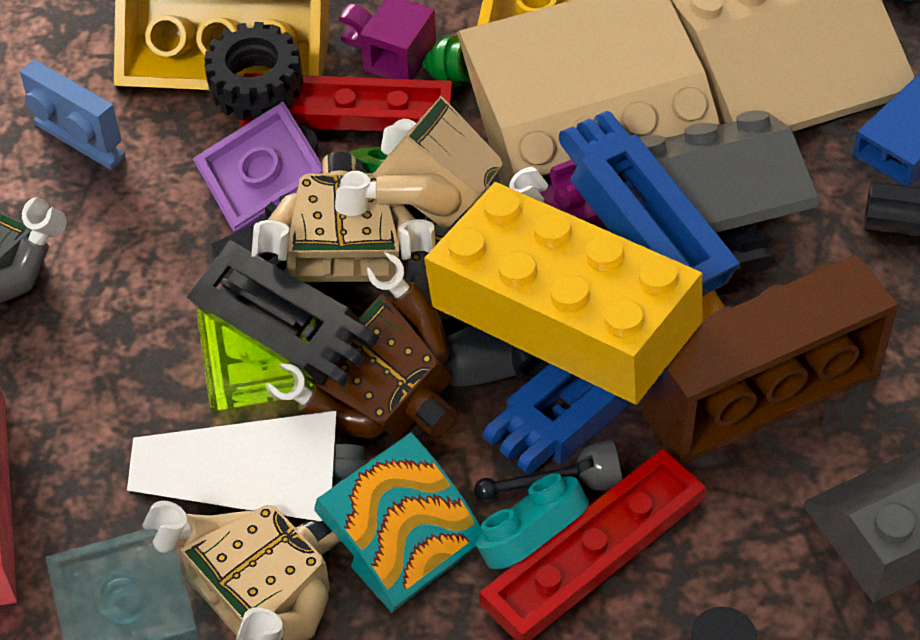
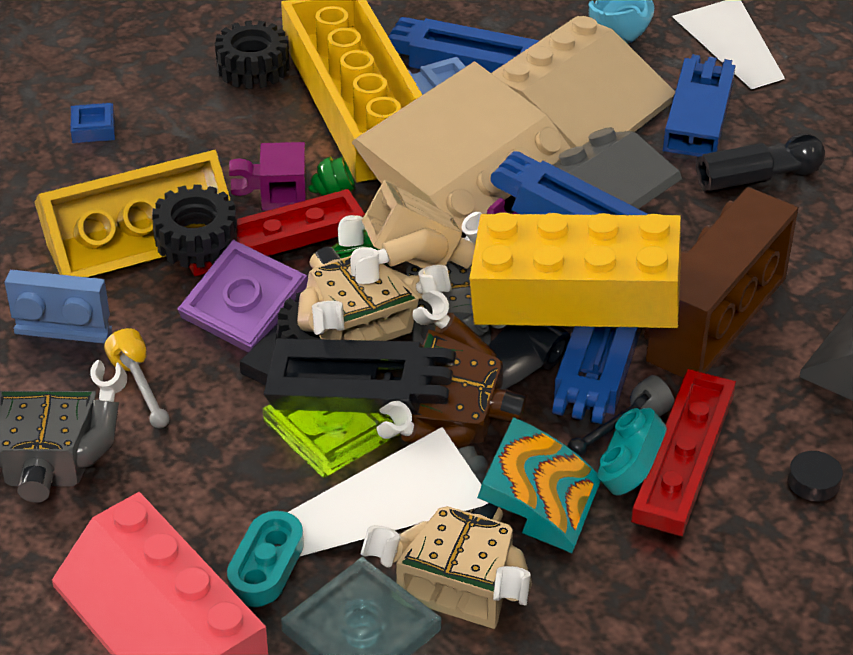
camera: 30 degrees left, 10 degrees down
(79, 480) = (259, 567): none -> teal plate
(110, 190) = (134, 353): none -> hinge

